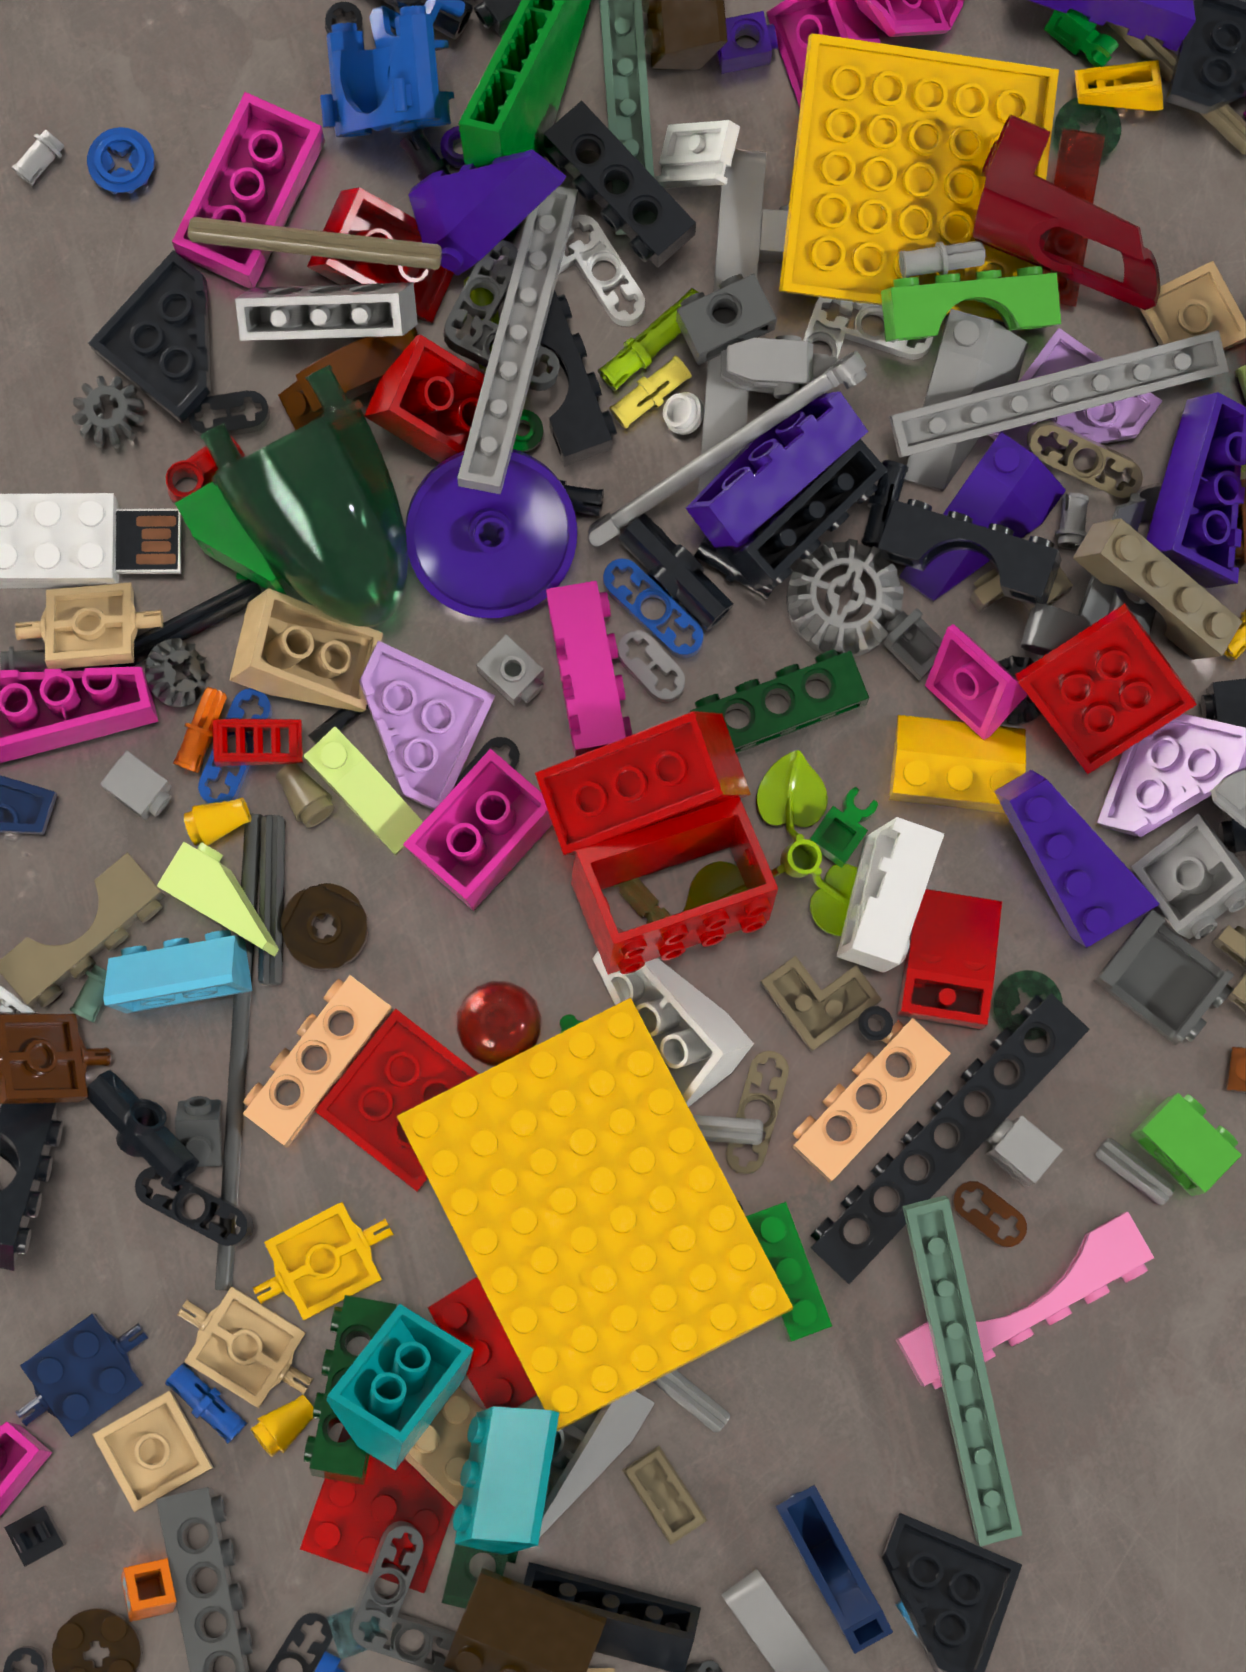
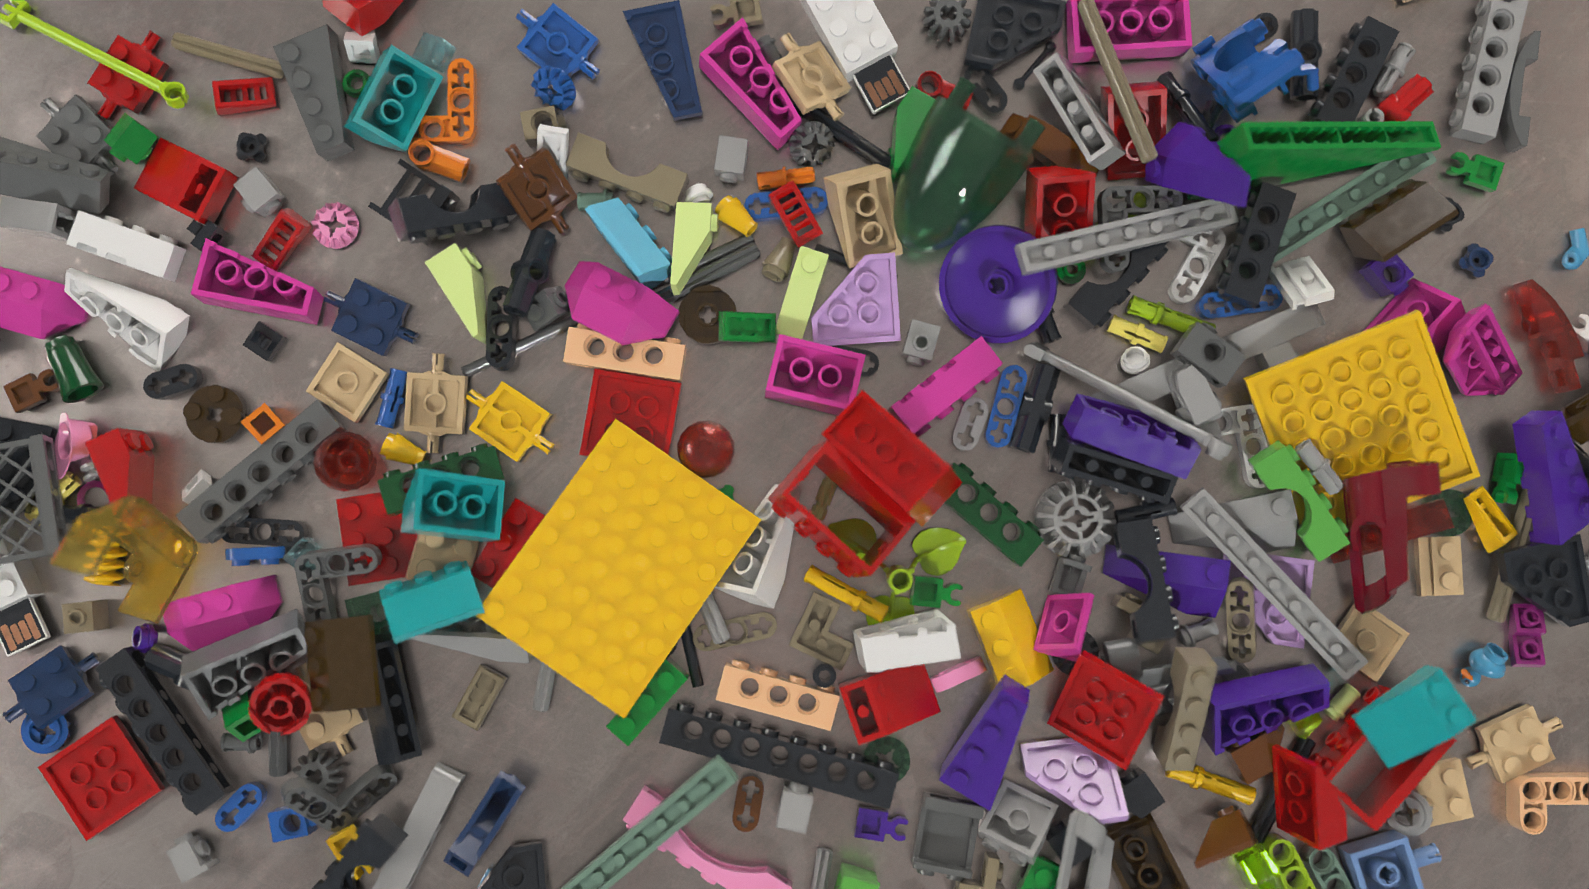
camera: 65 degrees right, 5 degrees up
(103, 1224) = (463, 285): none -> yellowish green slope
(160, 853) = (698, 194): none -> white plate
(244, 366) = (1019, 83): none -> black hinge
(246, 1036) = (617, 305): none -> dark pink wedge
(259, 1506) = (345, 462): none -> clear red cylinder
(369, 883) = (747, 327): none -> green plate
(384, 177) = (1180, 101): none -> black pin
(681, 275) = (1219, 313): none -> blue beam
(764, 1188) = (691, 658): none -> black bar
(788, 938) = (856, 599): none -> yellow pin
(965, 853) = (958, 674): none -> bright pink beam
(1102, 1063) = (874, 824): none -> dark purple plate
(1147, 178) = (1438, 566): none -> tan plate

